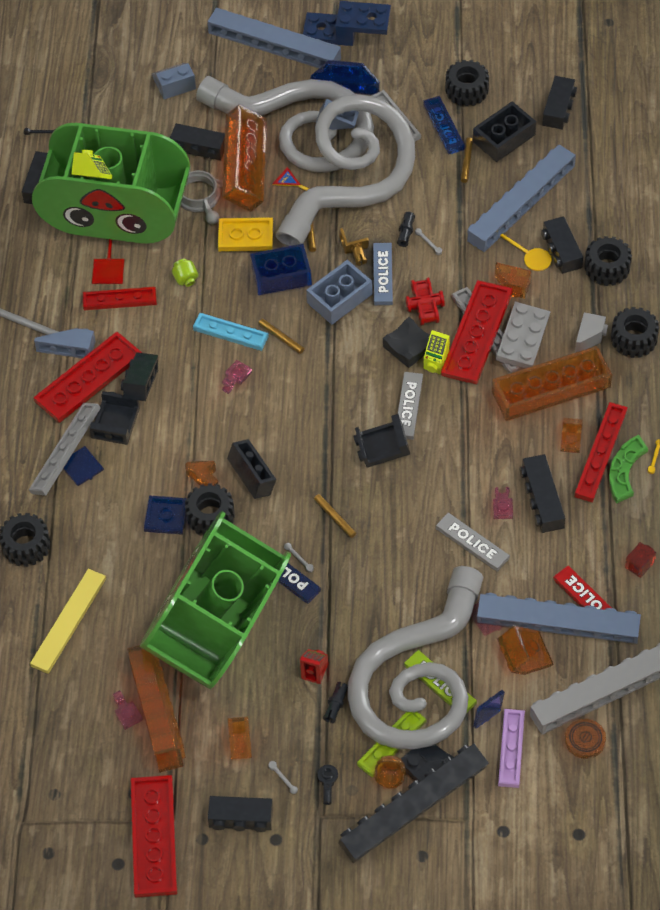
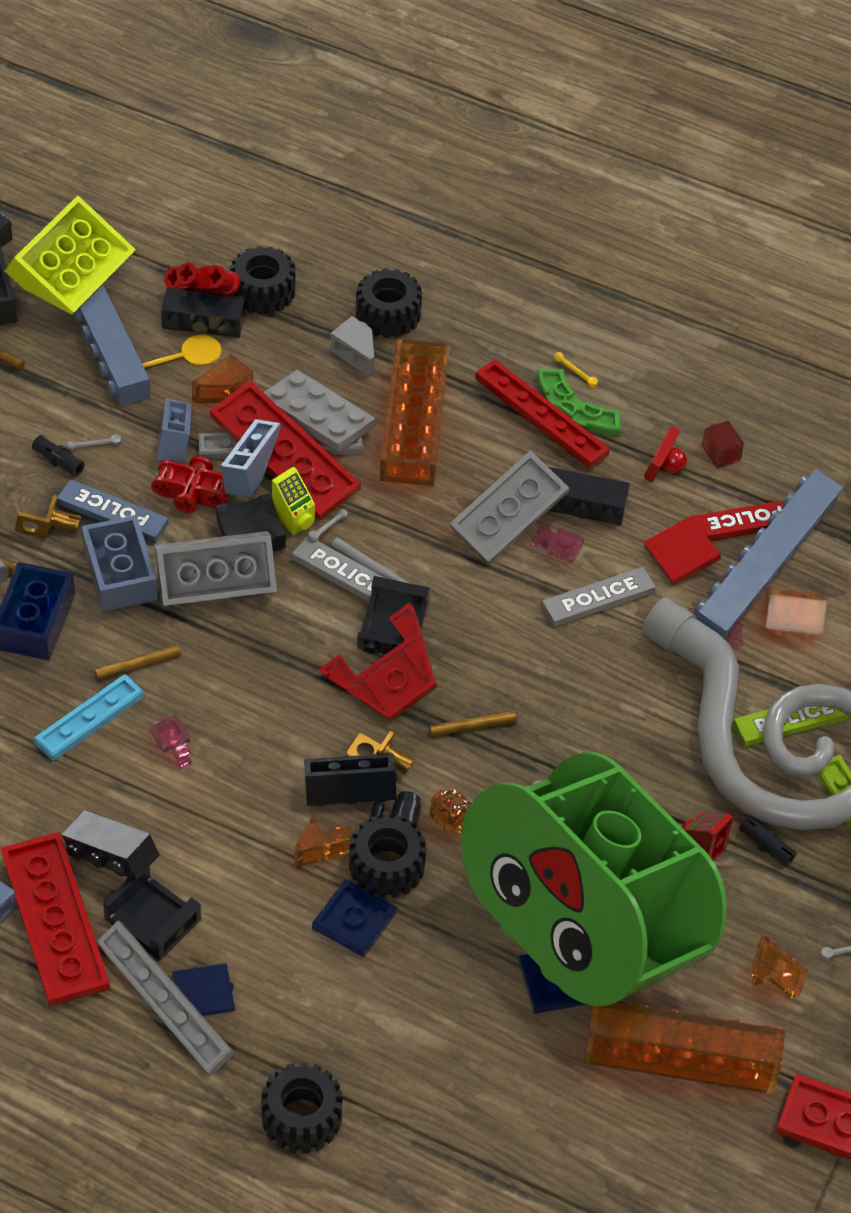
camera: 70 degrees left, 5 degrees down
(68, 621) = (468, 1110): light yellow tile -> none
(126, 713) = (661, 1092): clear pink plate -> none
(245, 505) = (406, 805): none -> black piece
(261, 527) = (449, 809): none -> clear orange head
(283, 477) = (402, 761): none -> pearl gold bracket
(340, 461) = (395, 679): none -> red wing
(360, 337) = (215, 568): none -> light grey brick
(421, 421) = (364, 560): none -> light grey bar
(422, 376) = (313, 536): none -> light grey hinge
(449, 315) = (249, 458): none -> sand blue slope
(456, 273) = (174, 431): none -> sand blue slope
(503, 462) = (509, 507): none -> light grey plate
(536, 571) = (682, 550): none -> red tile
(547, 157) = (70, 257): none -> neon yellow slope
(571, 435) = (492, 430): clear orange slope -> none
(580, 229) = (205, 279): none -> red axle
(609, 532) = (670, 458): none -> red tile

